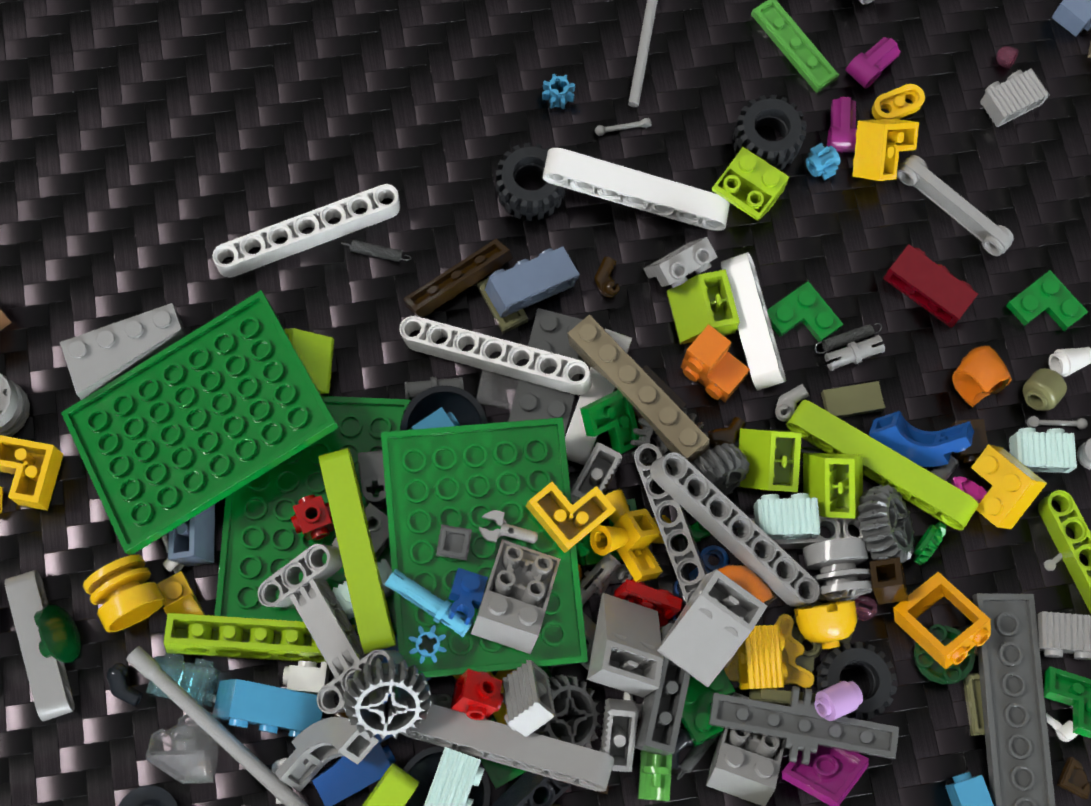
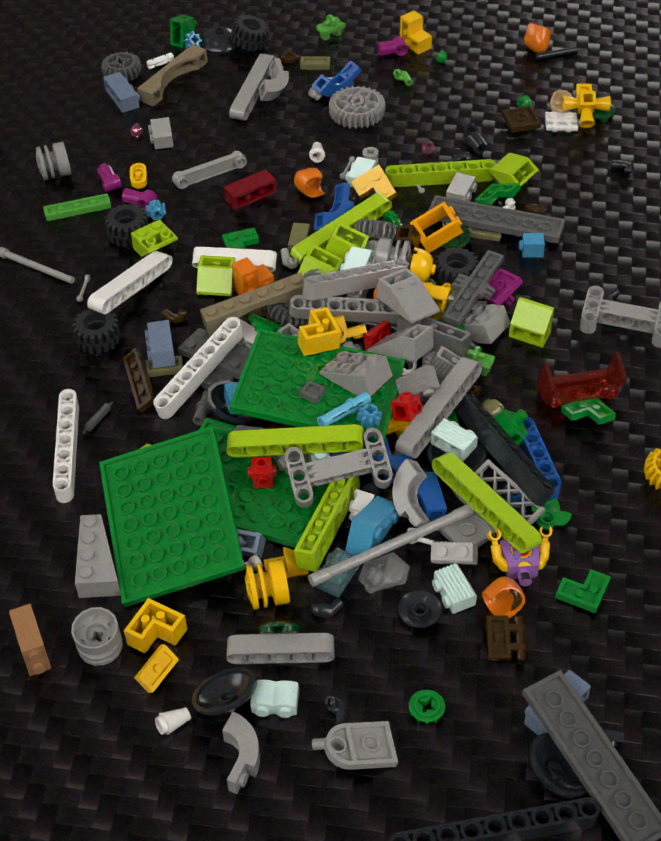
camera: 65 degrees left, 25 degrees down
(404, 707) = (395, 435): dark grey gear -> none
(466, 593) = (345, 389): blue plate -> none
(506, 529) = (315, 375): light grey bar -> none
(558, 91) = (45, 307): dark azure gear -> none
(681, 262) = (185, 275): light grey plate -> none
(838, 700) = (466, 265): lavender brick -> none
(848, 337) = (262, 229): dark grey piece -> none
(854, 352) = (272, 227): light grey pin -> none
(879, 147) = (163, 183): yellow brick -> none
(1044, 389) = (328, 163): olive head -> none
(1050, 296) = (278, 153): green plate -> none

